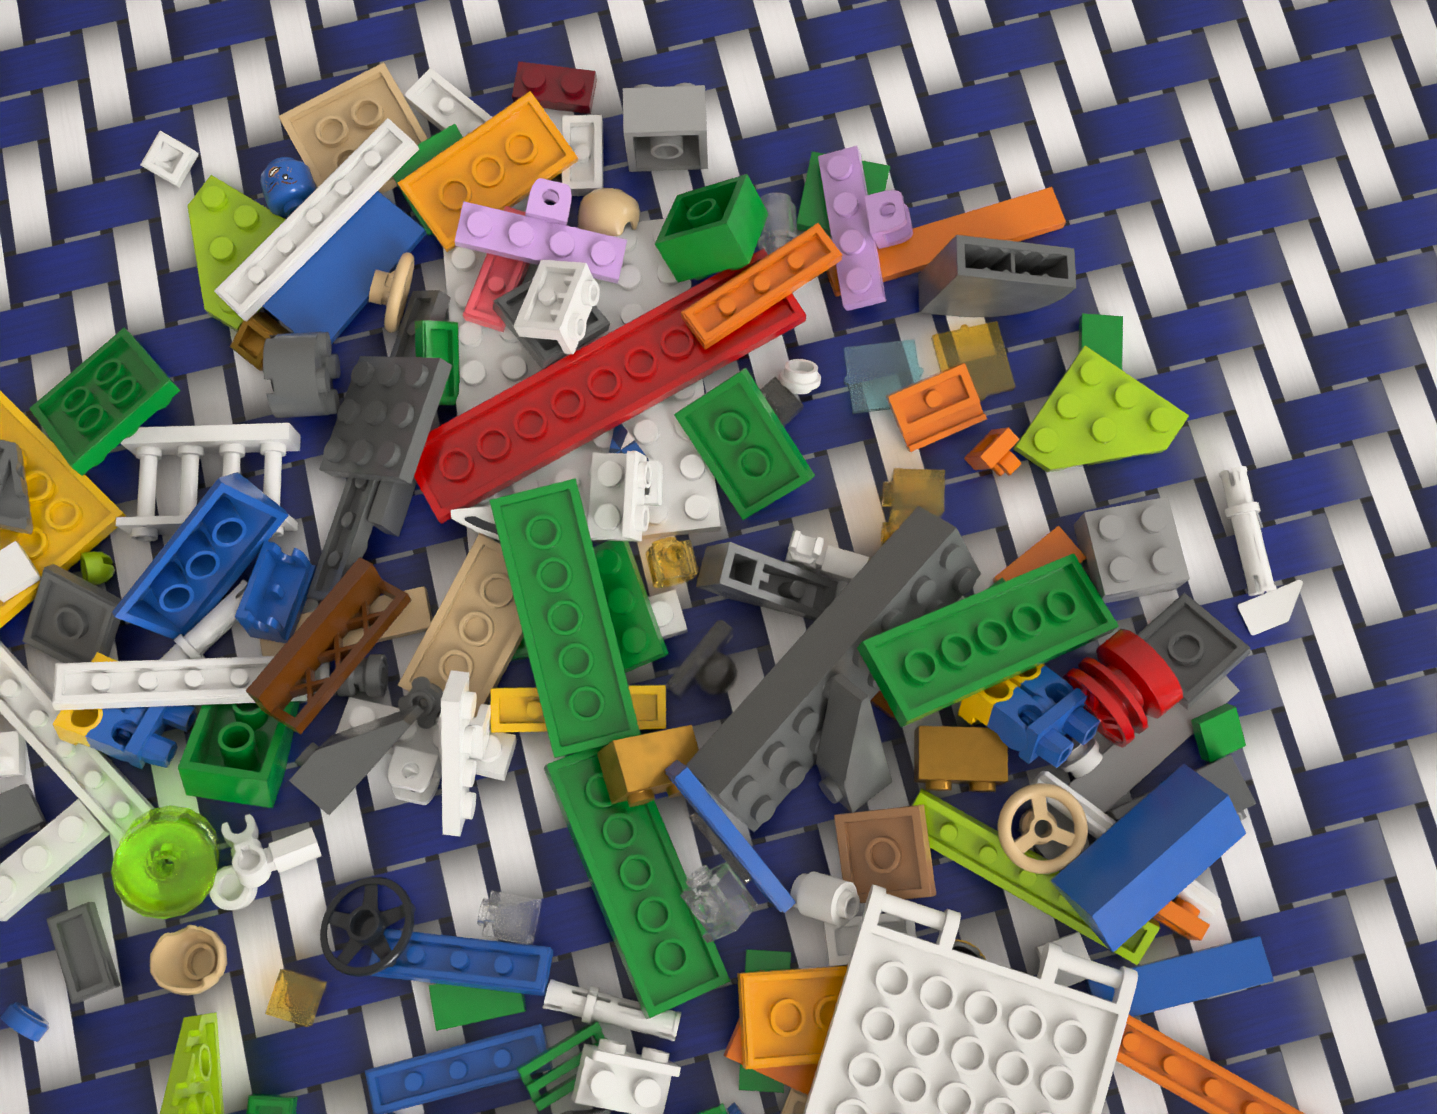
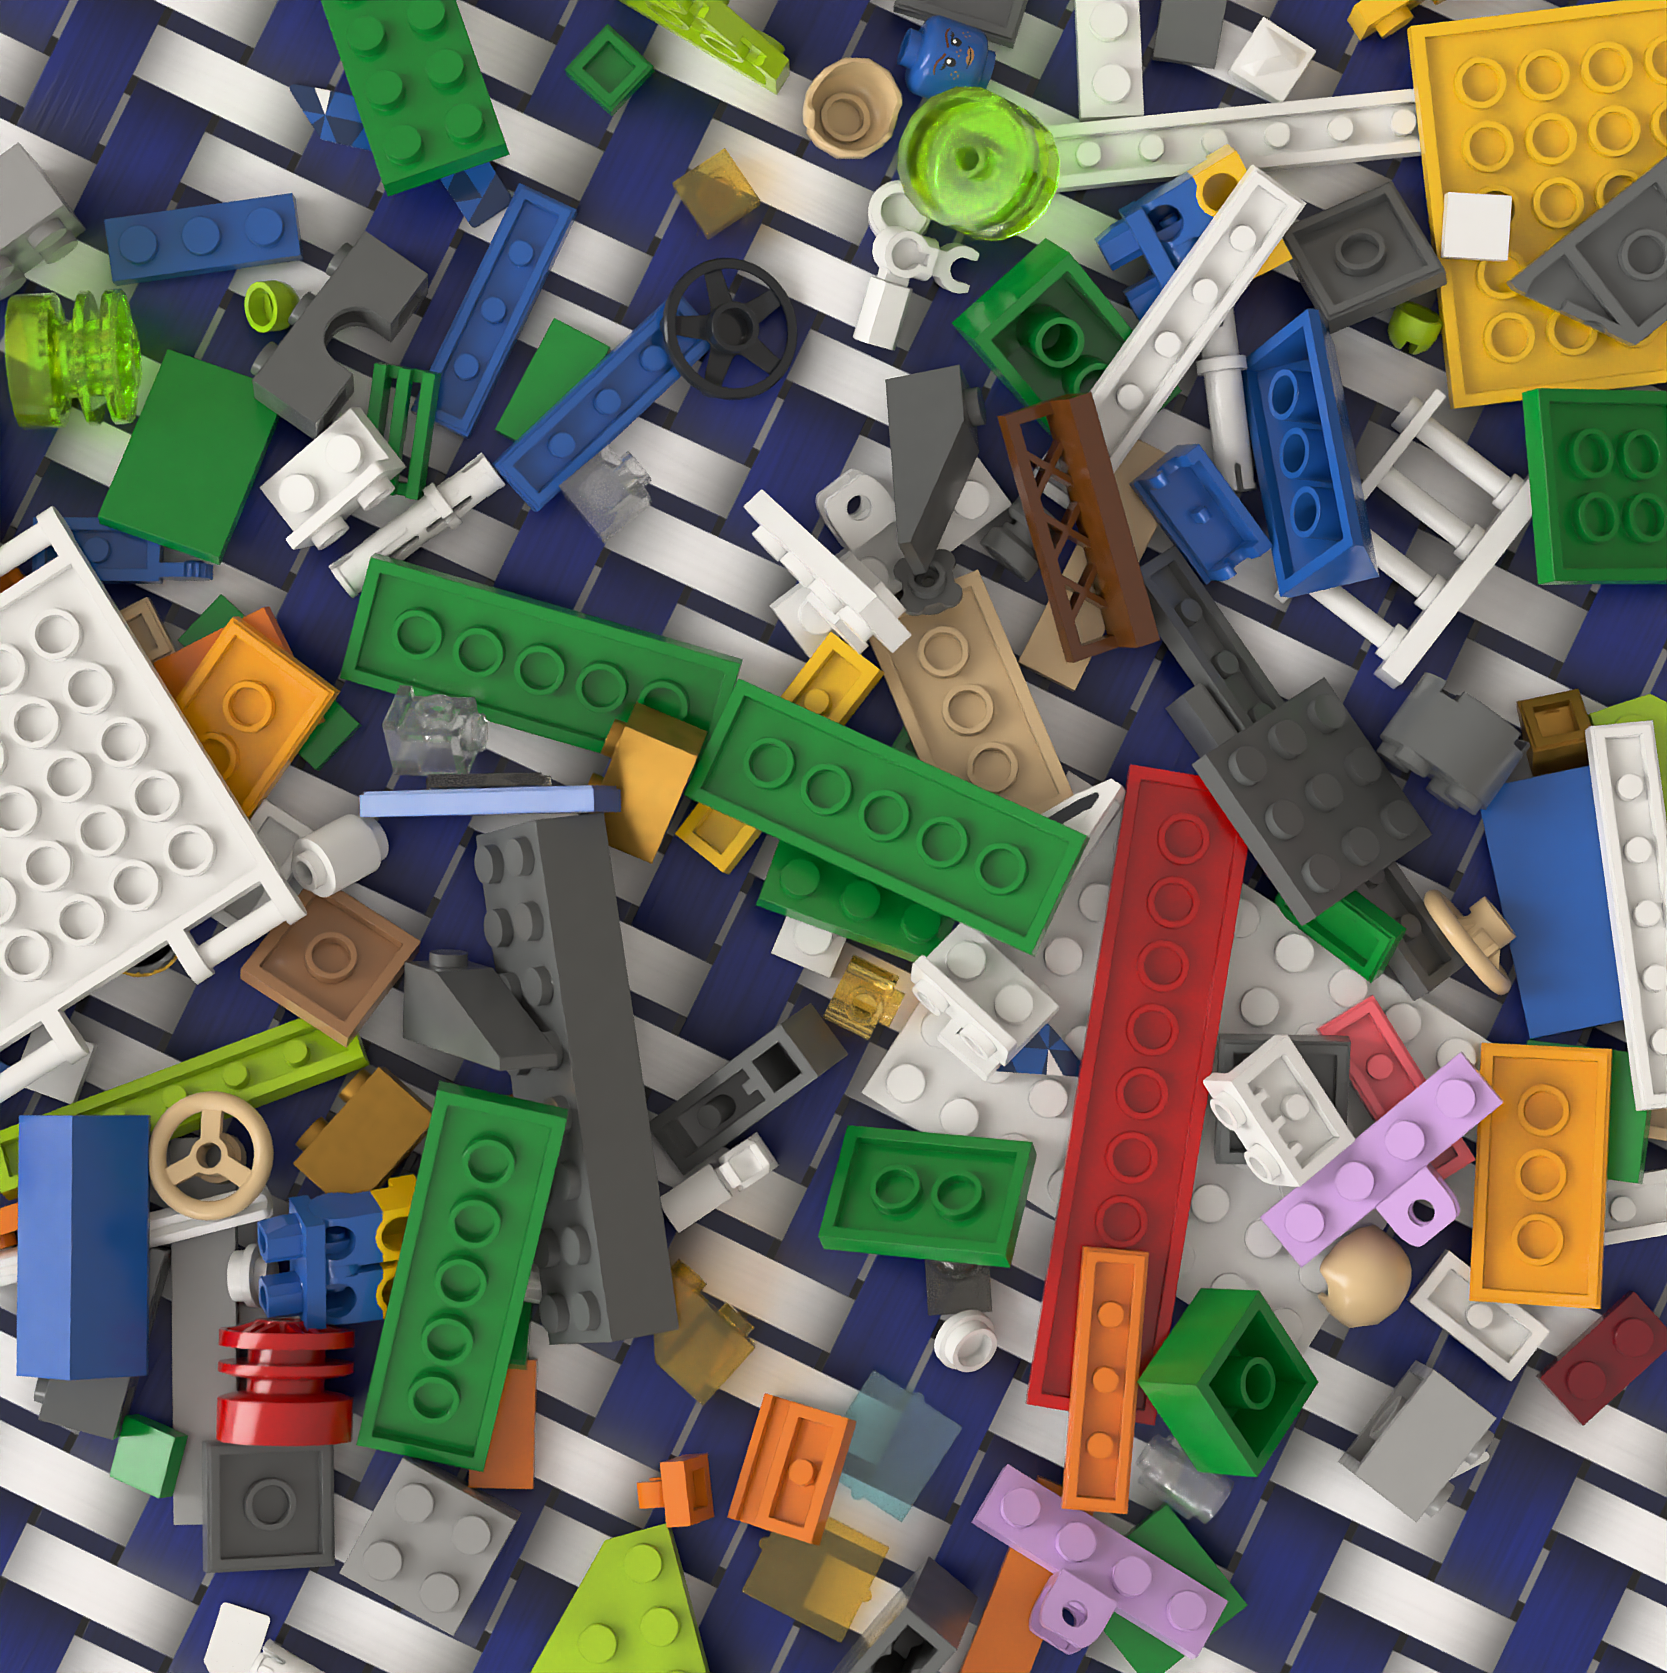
camera: 125 degrees right, 10 degrees up
(122, 933) = (945, 57): none -> blue head
(706, 665) = (698, 941): clear smoke tile -> none

